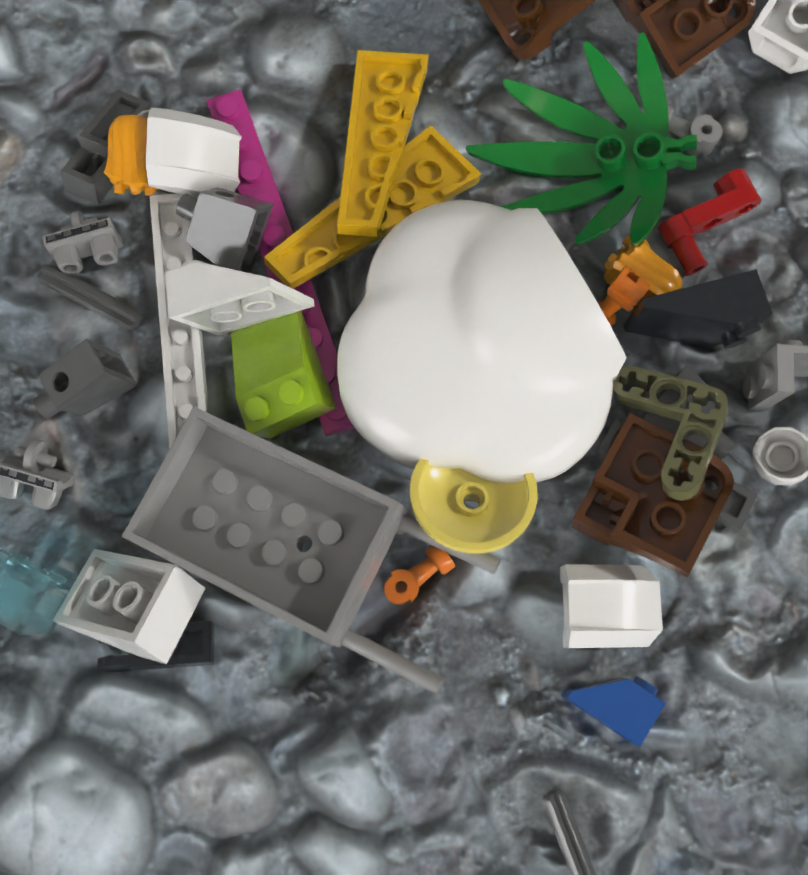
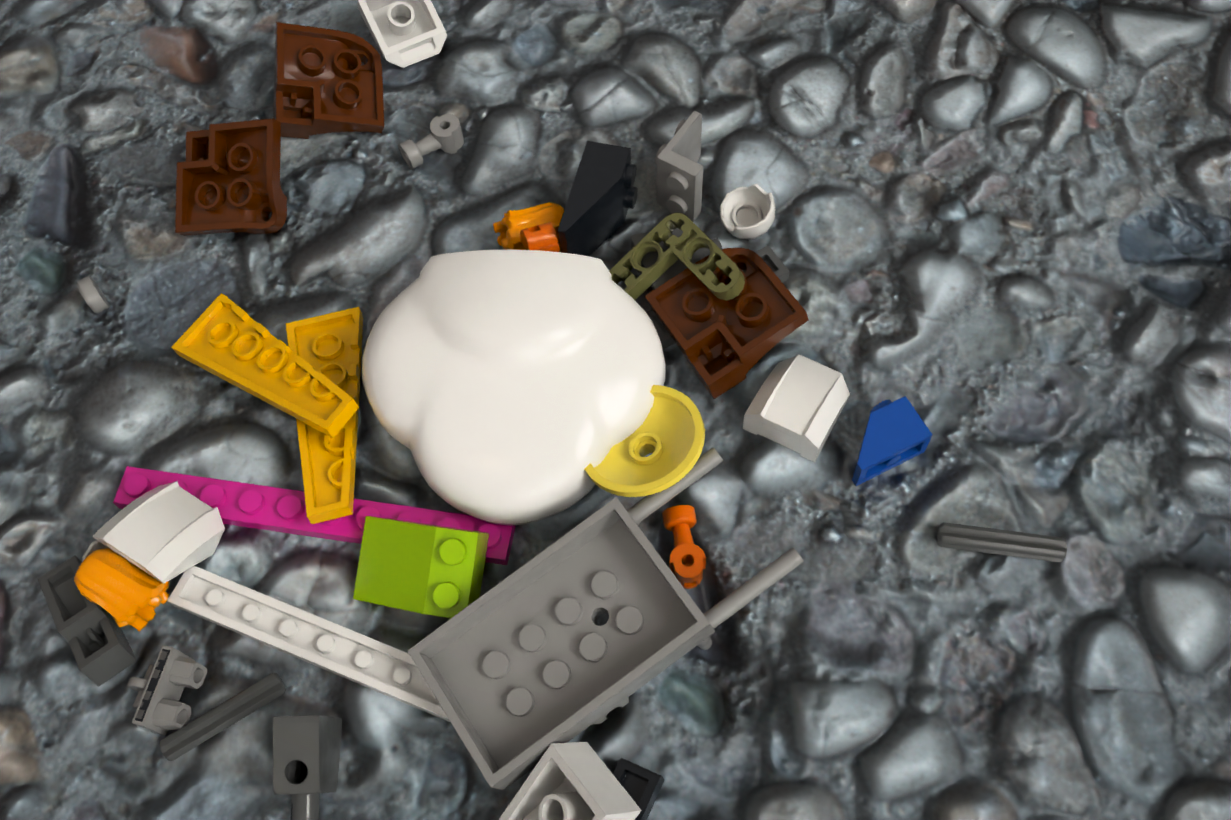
camera: 55 degrees left, 15 degrees down
(225, 226) = (250, 541): torso -> none
(226, 298) = (322, 568): white slope -> none
(624, 158) = (425, 194): green plant -> none
(734, 199) = (515, 138): red beam -> none

